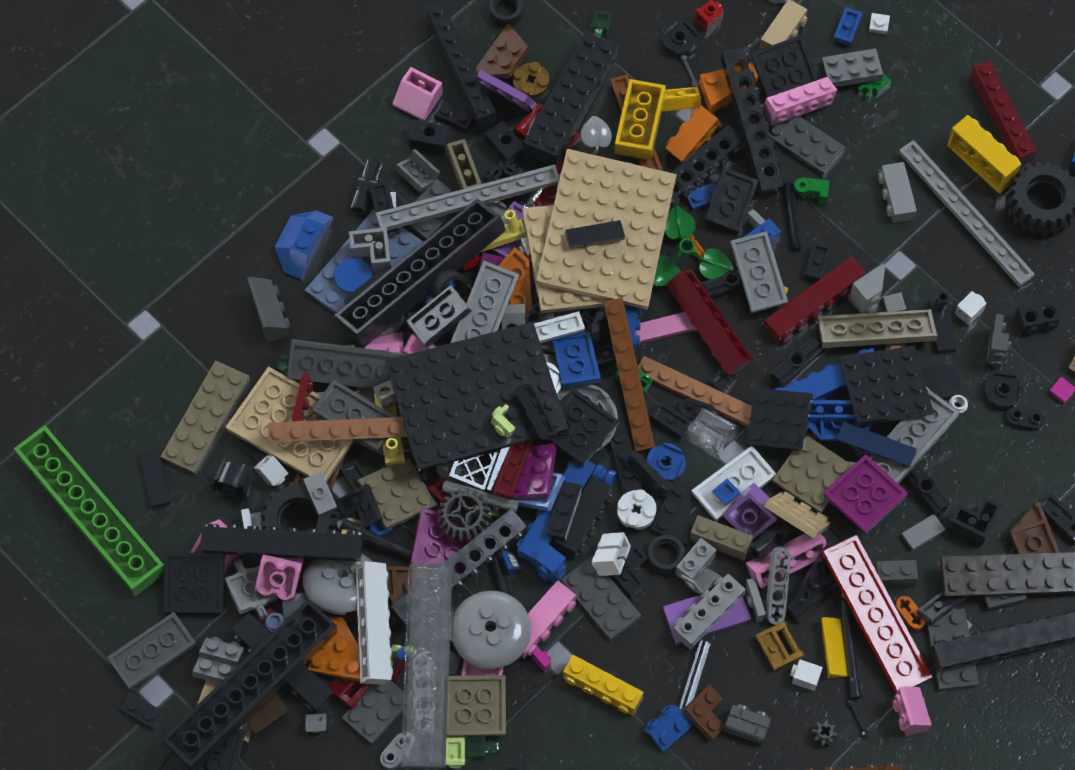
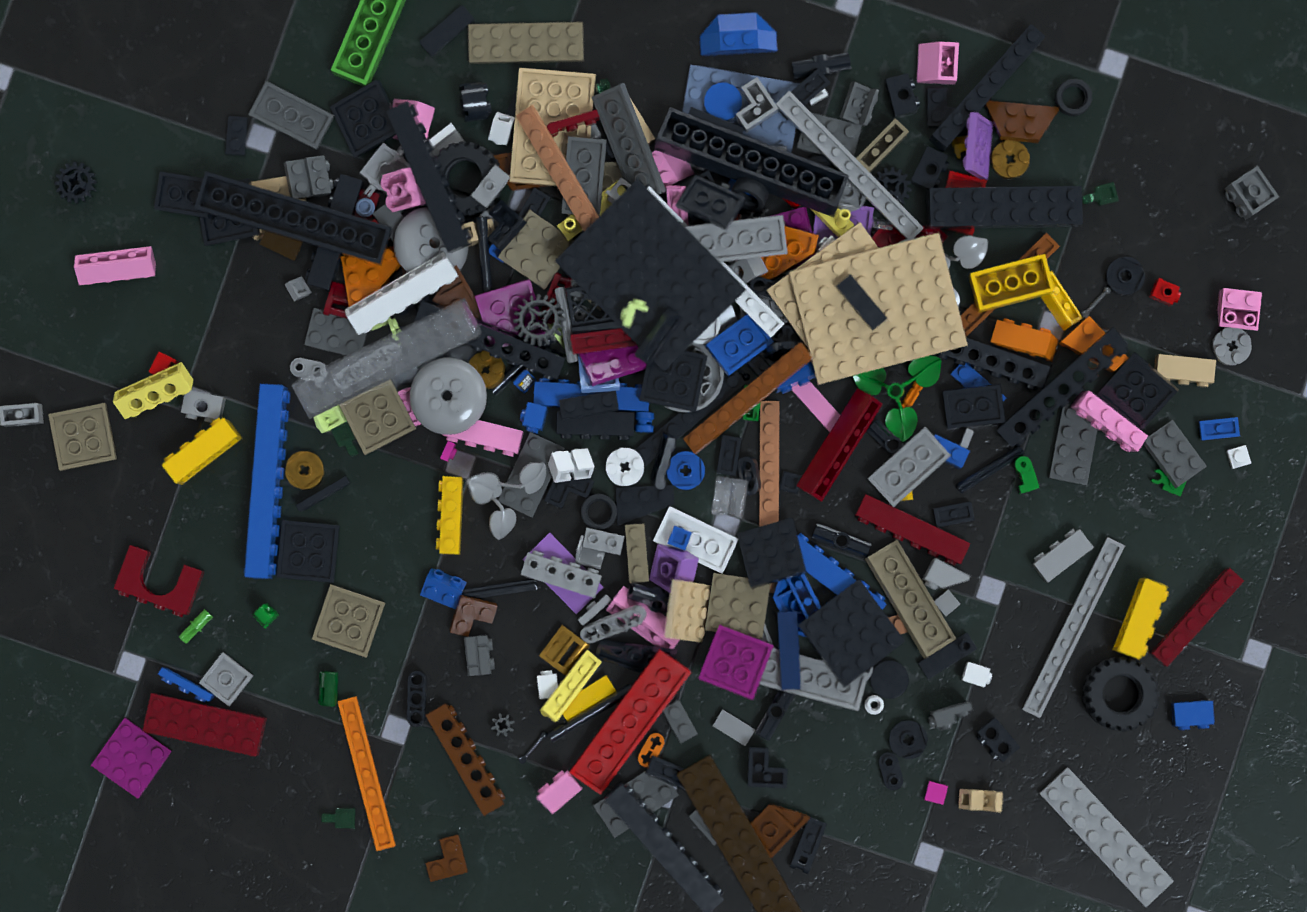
camera: 65 degrees right, 20 degrees up
(269, 308) = (653, 43): dark grey slope -> none
(398, 664) = (379, 332): dark red piece -> none
(480, 579) = (496, 368): none -> pearl gold plate
(500, 105) = (959, 145): none -> yellow tile
(595, 633) = (488, 487): none -> light grey plant
(818, 654) = (570, 686): none -> light yellow piece

